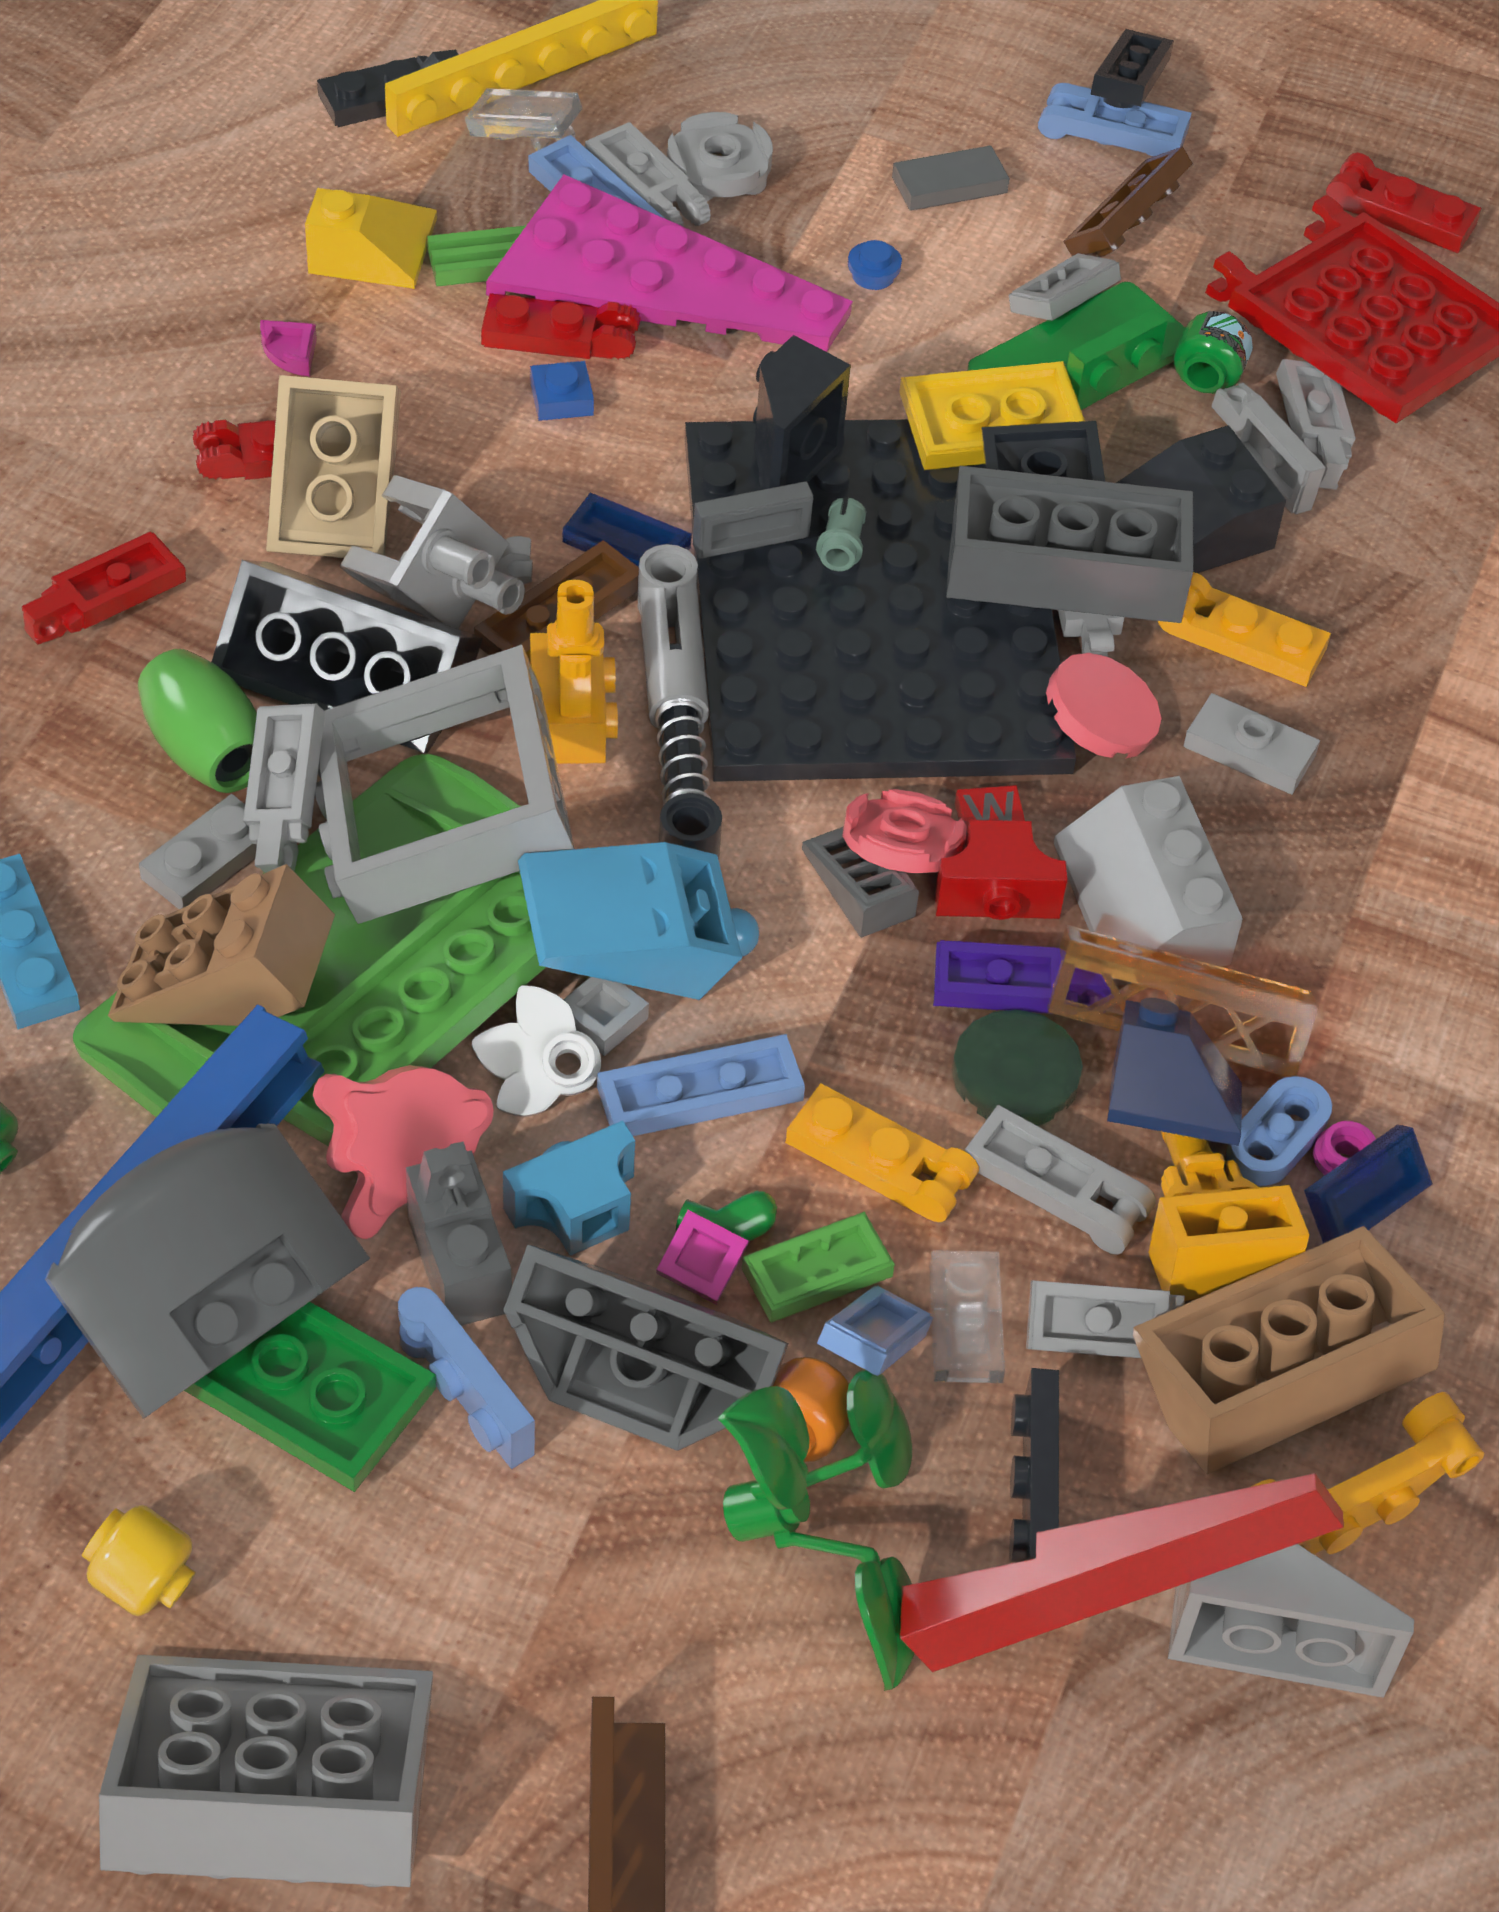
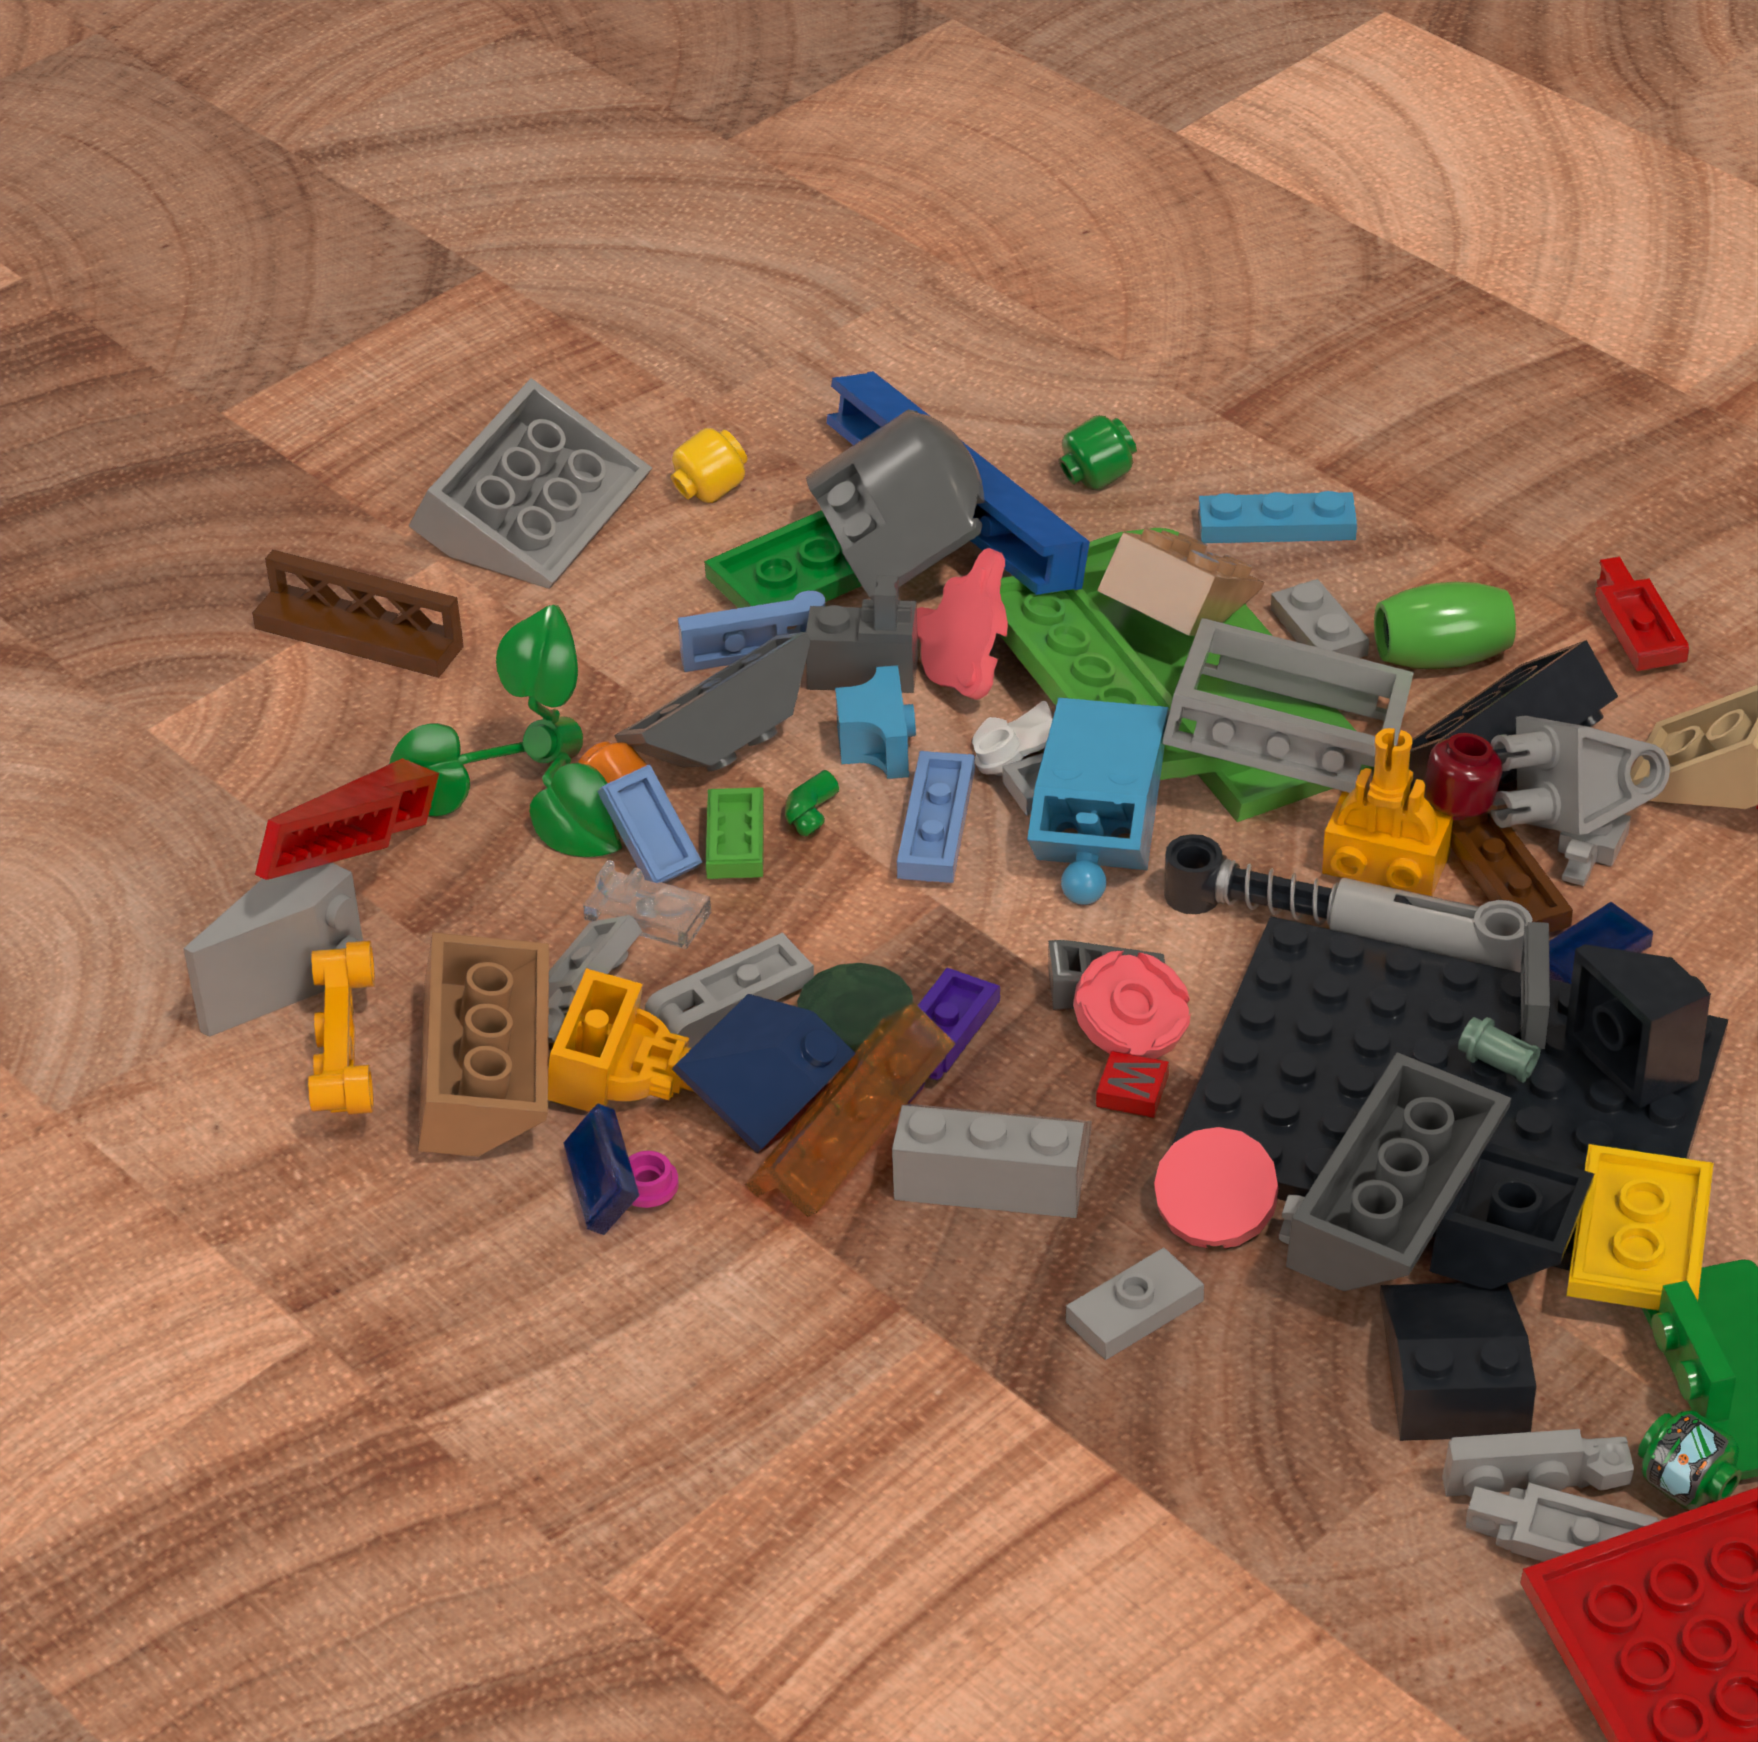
camera: 120 degrees right, 10 degrees down
(283, 781) = (1373, 637): light grey hinge -> none
(500, 612) = (1462, 776): none -> dark red head
(702, 1257) = (779, 770): dark pink plate -> none
(881, 1153) = (823, 902): light orange plate -> none
(1000, 875) = (1053, 1053): red brick -> none
(1035, 1473) = (480, 886): black plate -> none
(1249, 633) = (1283, 1354): light orange plate -> none
(1274, 1135) = (693, 1140): medium blue plate -> none

